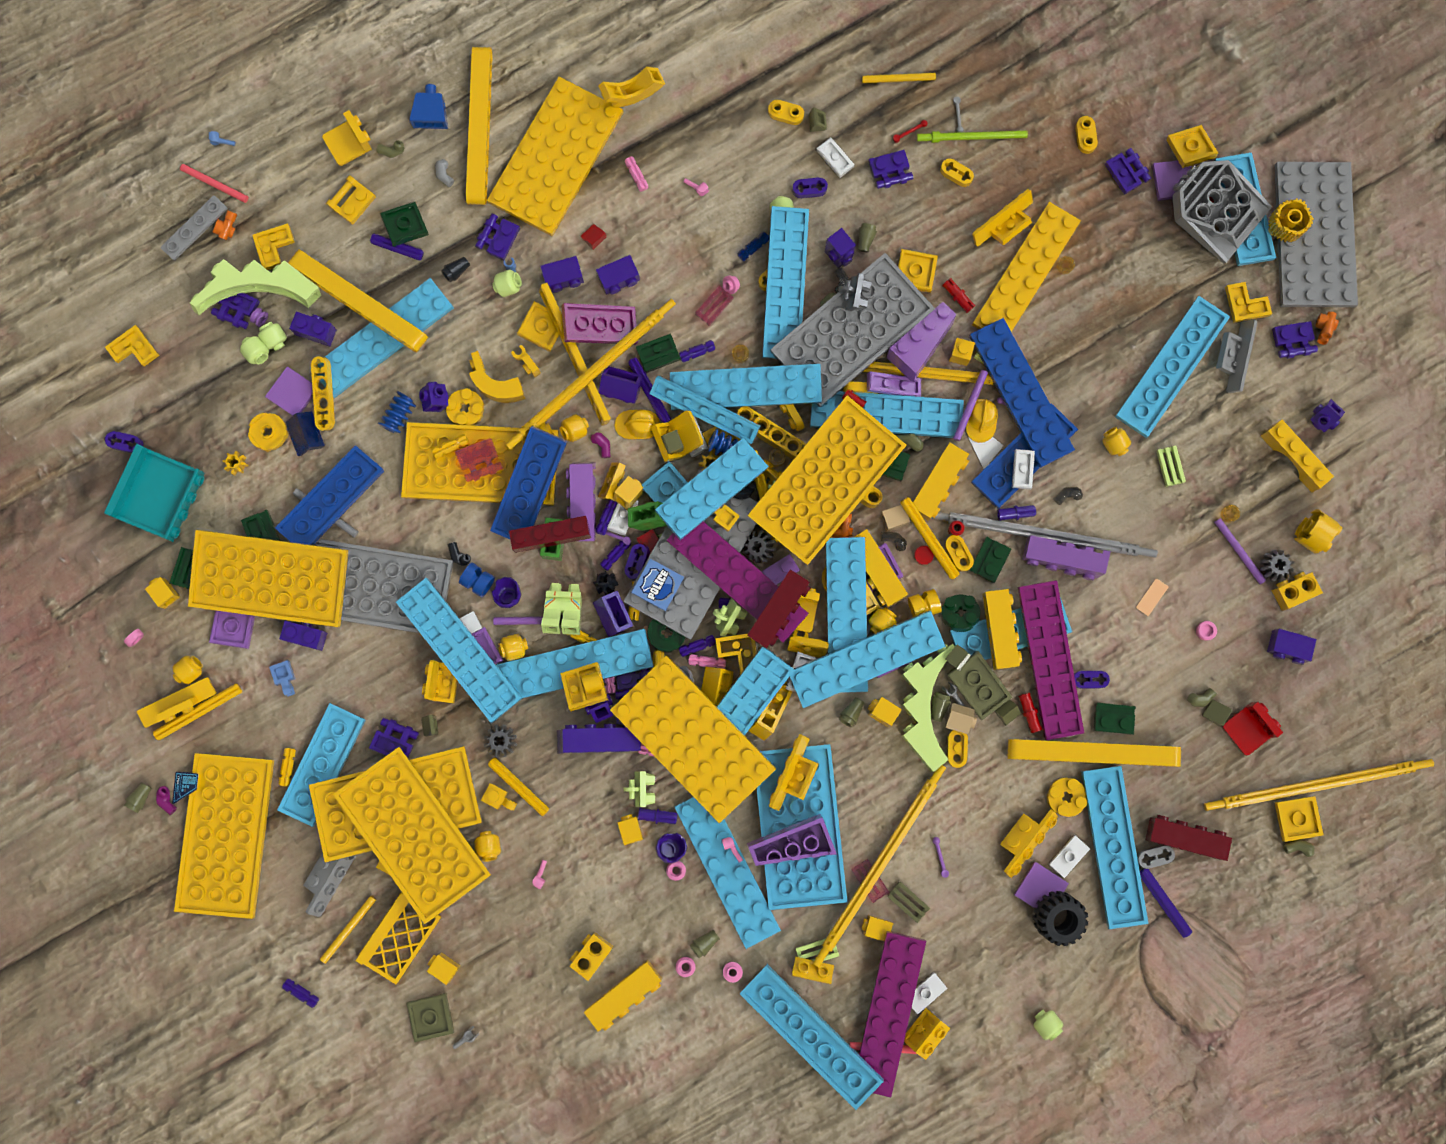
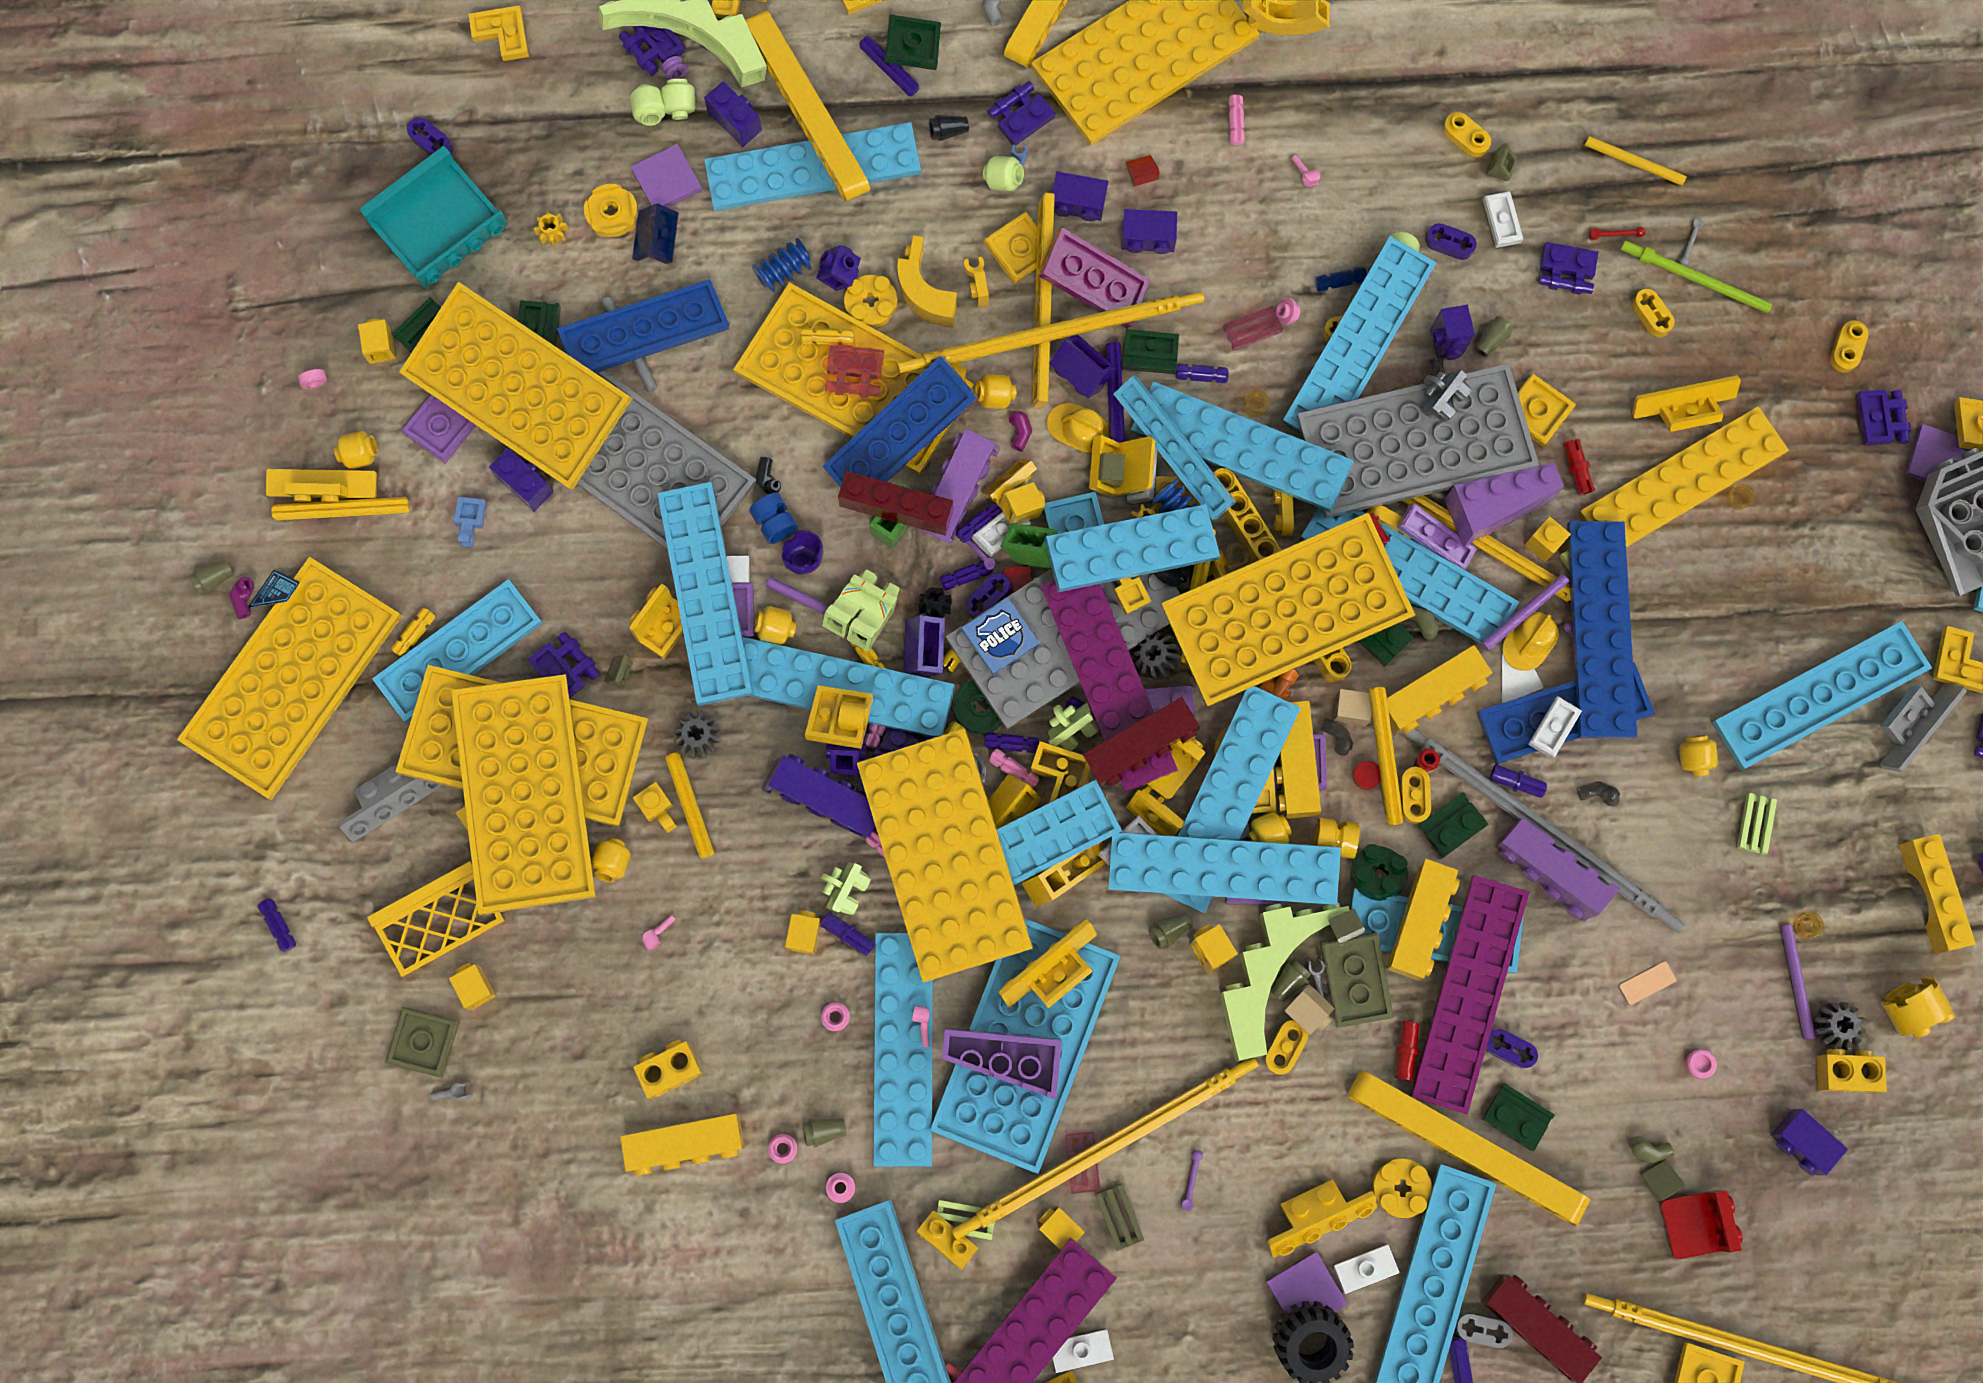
camera: 25 degrees right, 5 degrees down
(326, 393) = (698, 195): yellow beam -> none
(348, 929) = (379, 875): yellow bar -> none
(671, 847) = (844, 983): dark purple hair -> none
(1008, 712) = (1378, 1035): olive slope -> none

